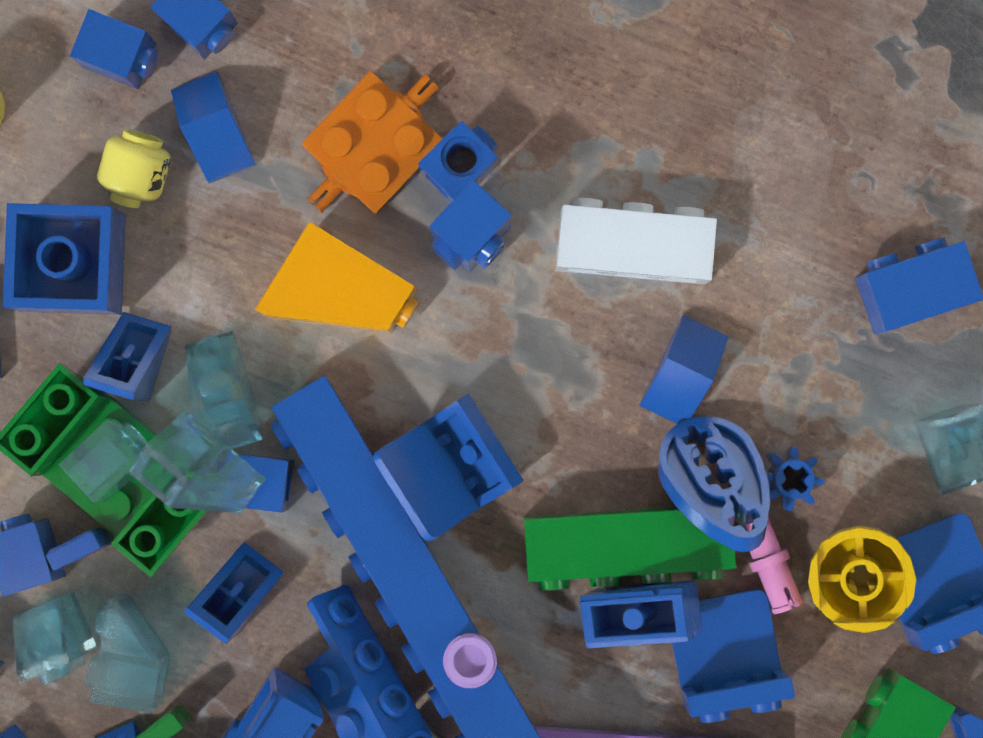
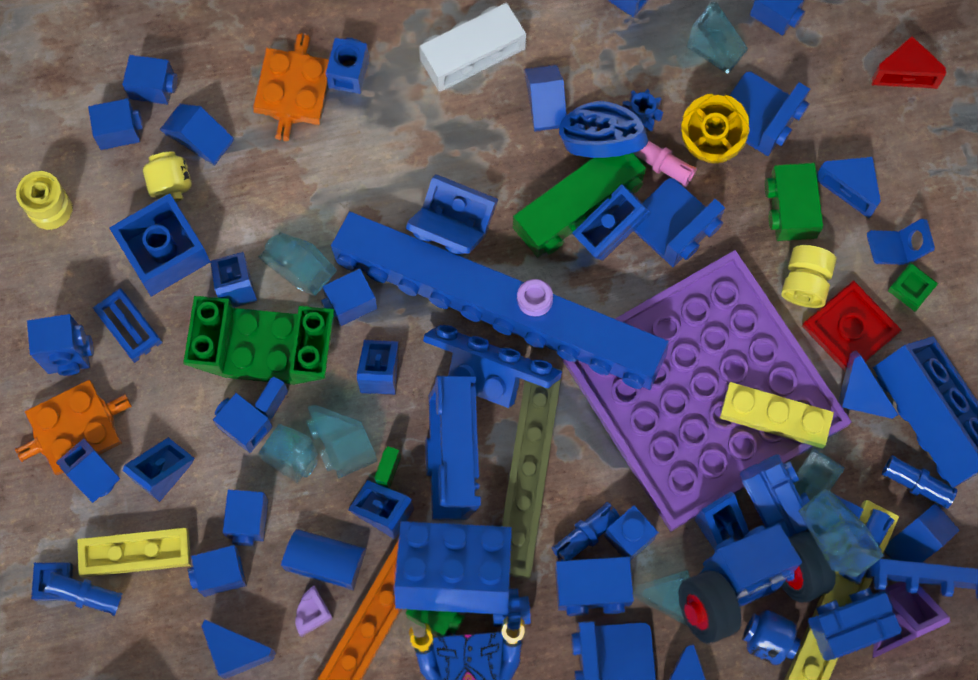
camera: 35 degrees left, 15 degrees down
(104, 460) = (256, 331): clear light blue brick -> none
(195, 469) = (313, 294): clear light blue slope -> none
(337, 287) = (325, 168): light orange slope -> none
(470, 229) = (378, 87): blue brick -> none

